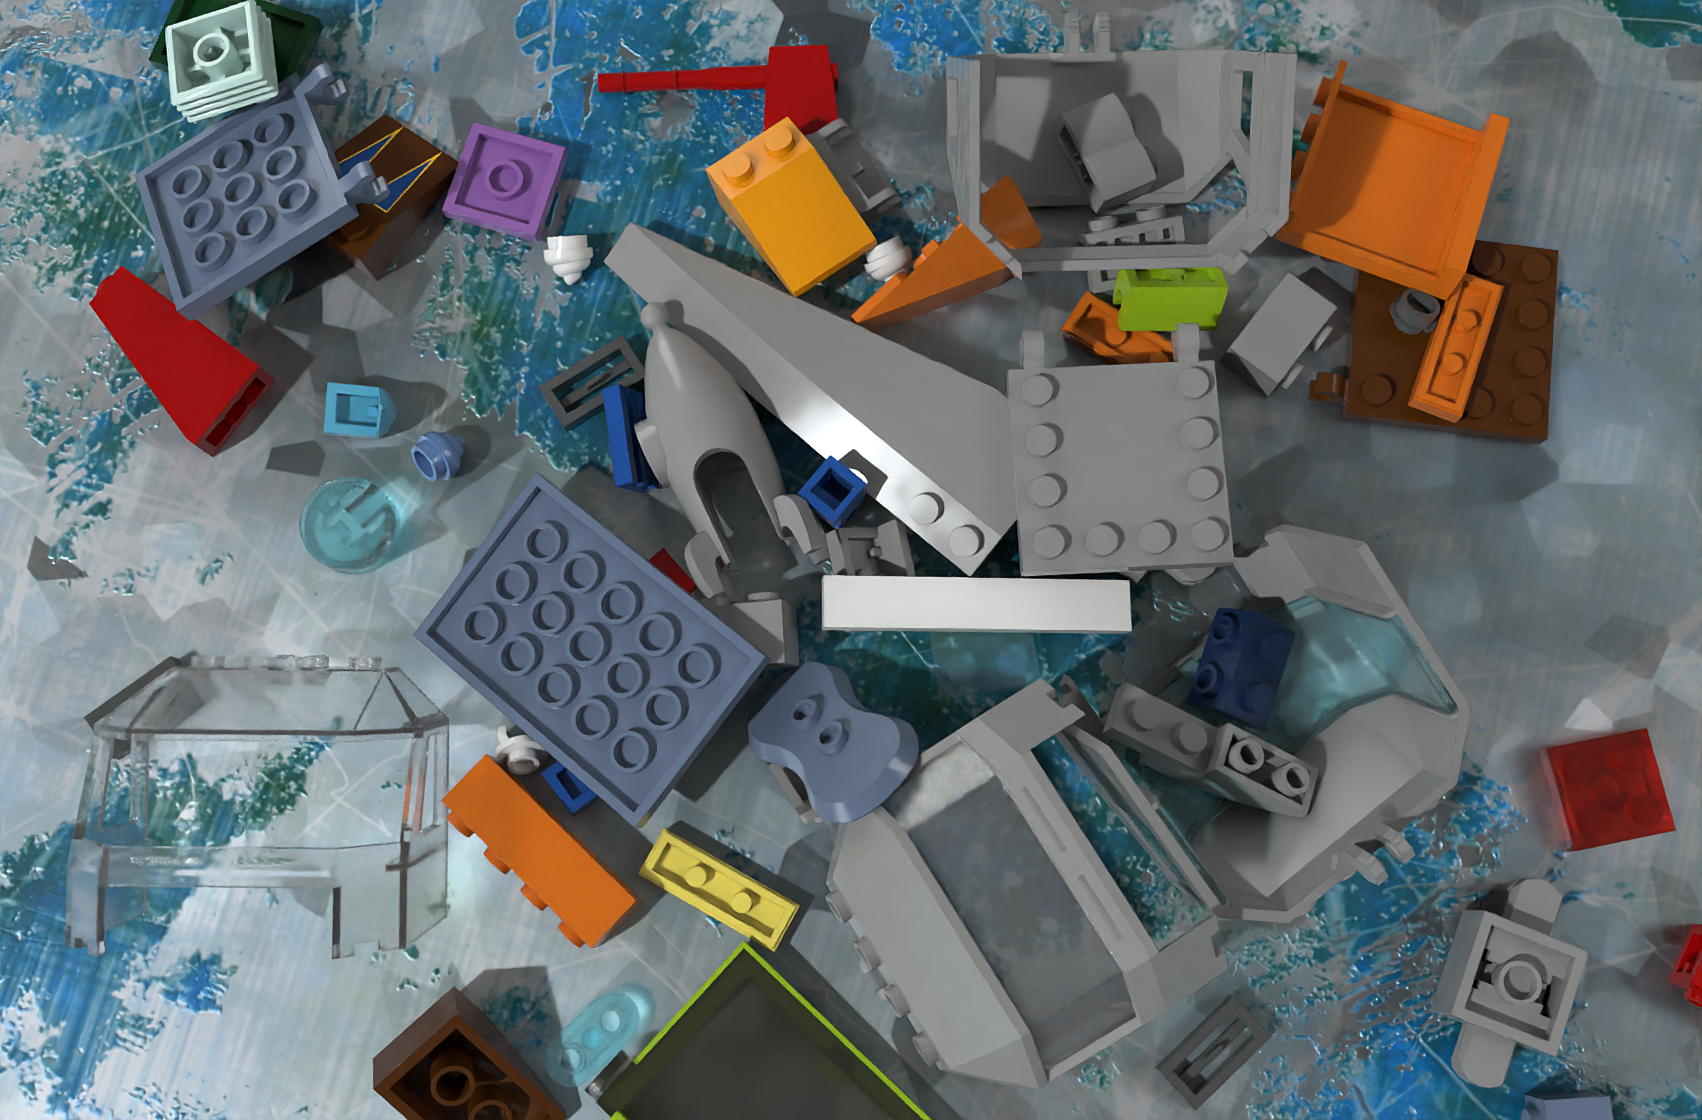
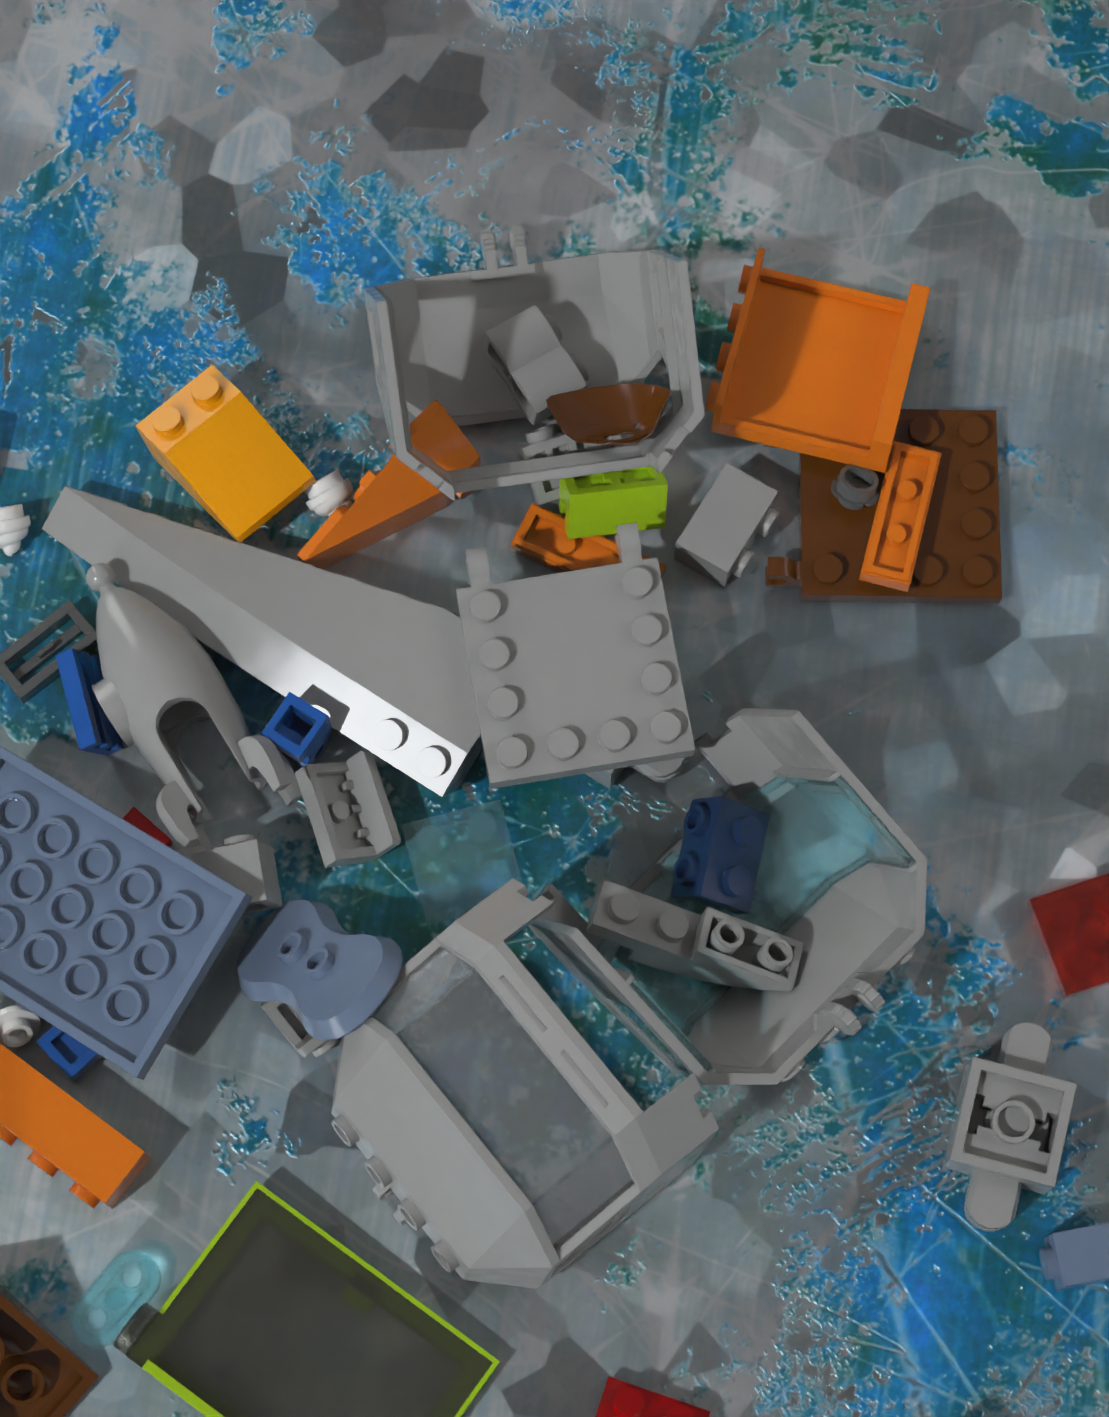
camera: 10 degrees left, 5 degrees down
(719, 889) = (227, 1137): light yellow tile -> none
(796, 83) = (217, 327): red piece -> none
(855, 171) = (286, 411): light grey hinge -> none
(975, 604) = (451, 824): white tile -> none
(1182, 206) = (609, 411): none -> reddish brown piece
(1228, 1067) = (703, 1269): dark grey tile -> none

